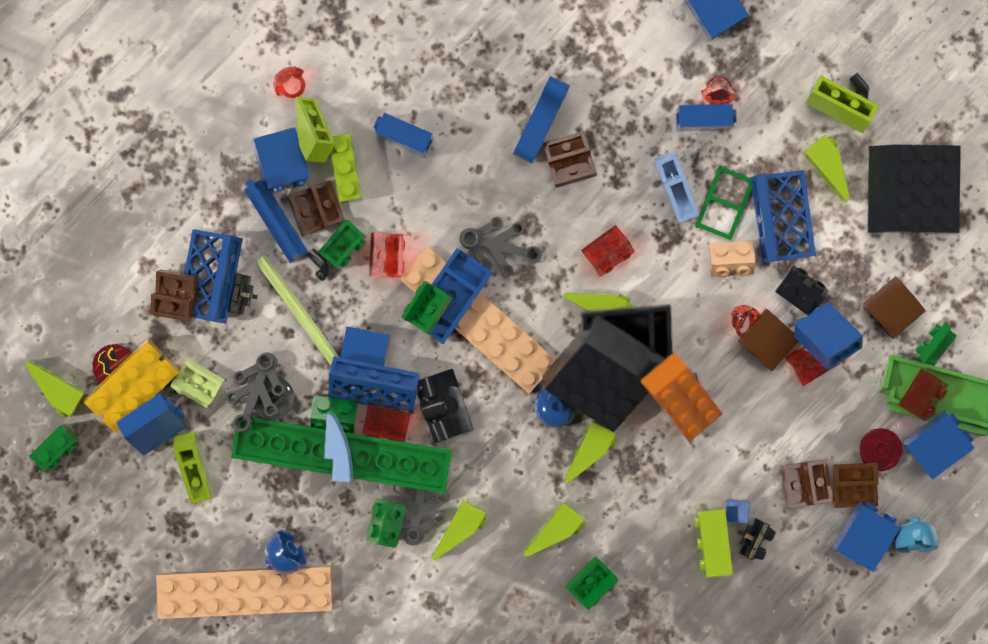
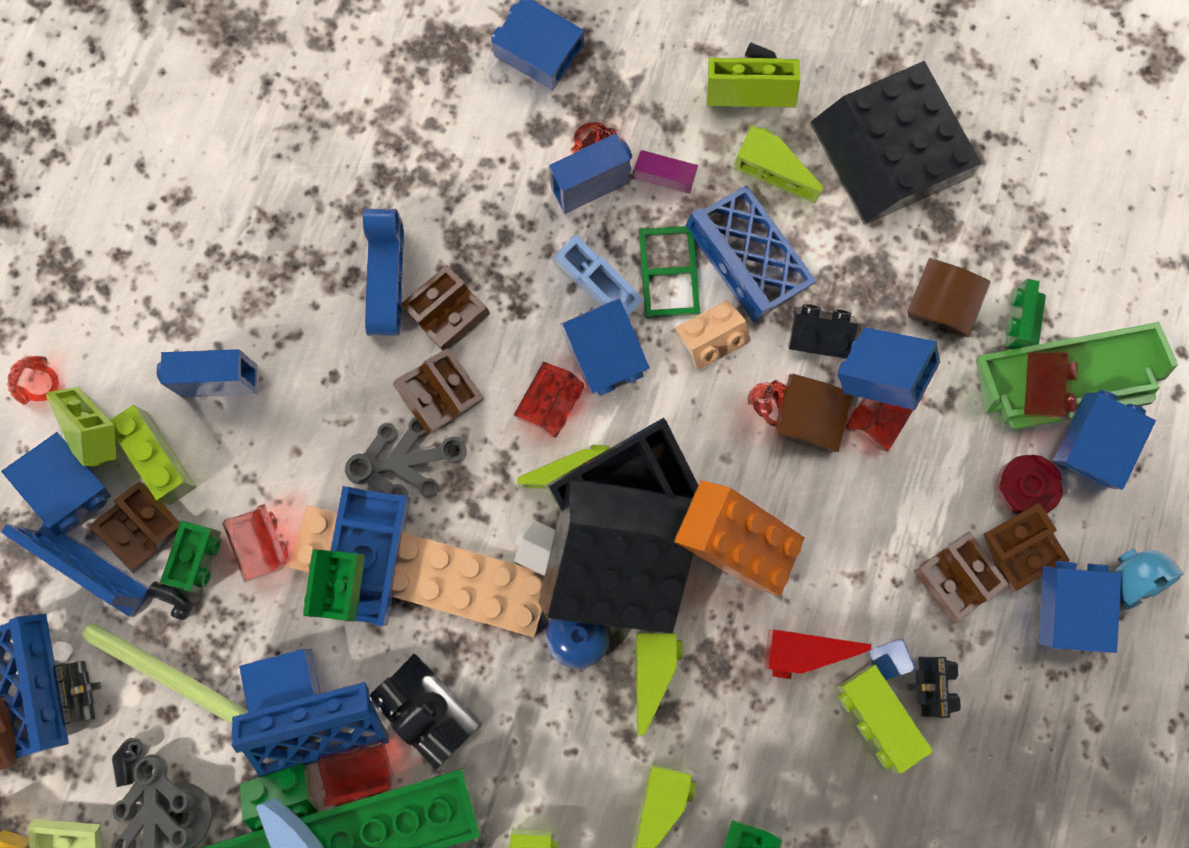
camera: 30 degrees left, 10 degrees down
(252, 347) = (123, 760): none -> black arm
(540, 212) = (438, 391): none -> reddish brown slope
(556, 340) = (534, 547): none -> white brick
(658, 235) = (605, 347): none -> blue brick
(685, 481) = (802, 653): none -> red slope
(756, 134) = (665, 171): none -> magenta slope

